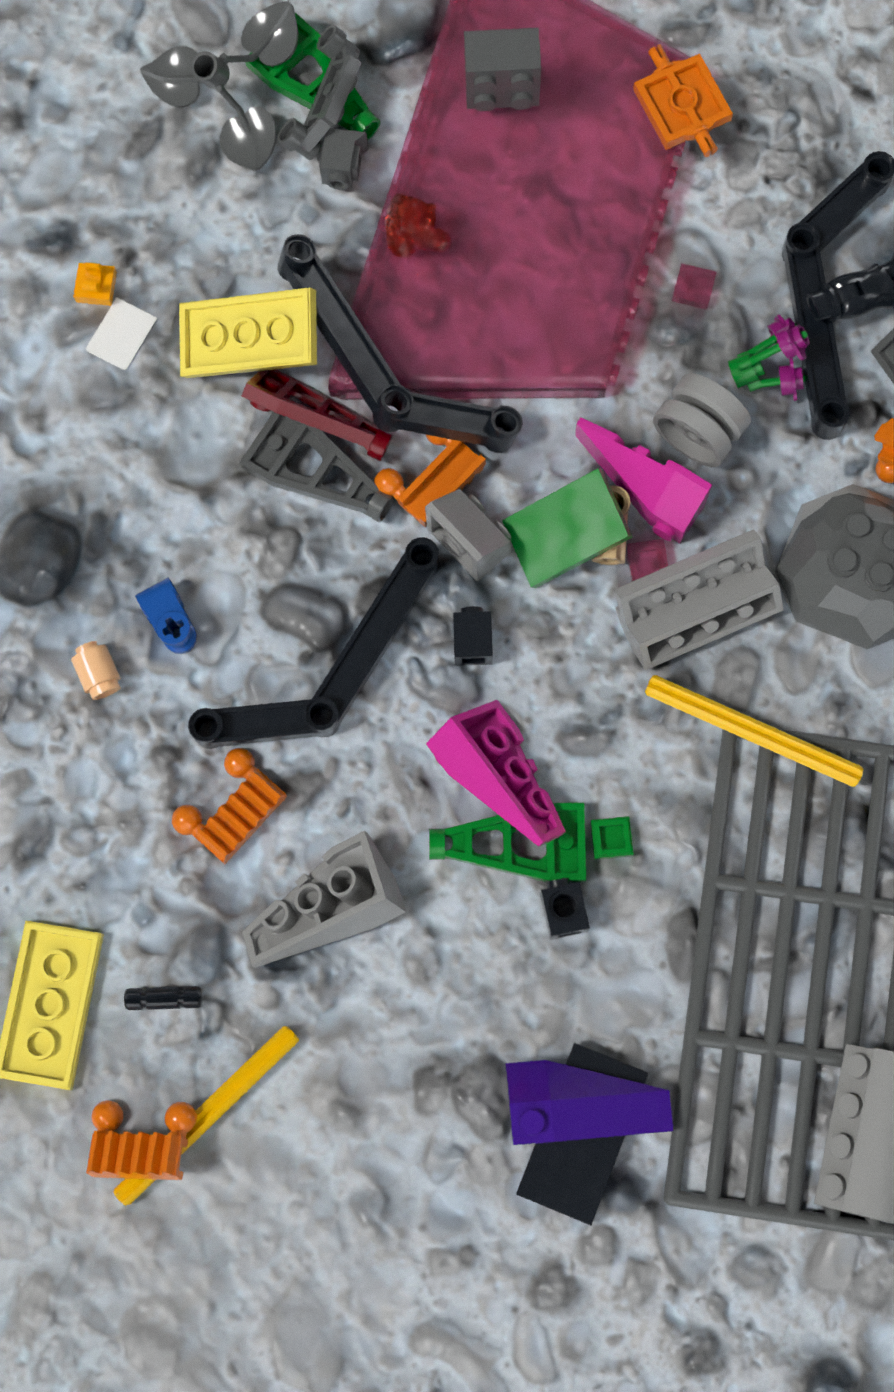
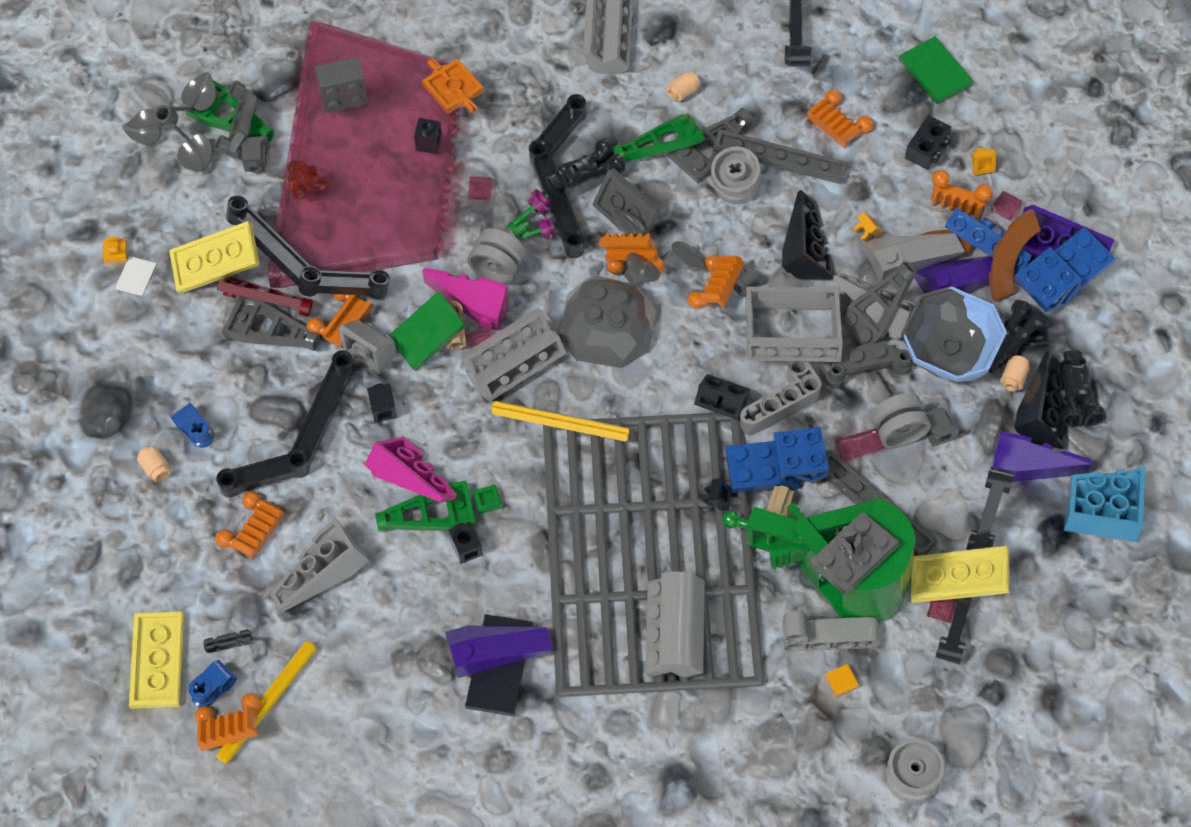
camera: 15 degrees left, 15 degrees down
(131, 1064) = (211, 683): none -> blue piece
(627, 185) = (428, 136): none -> black brick

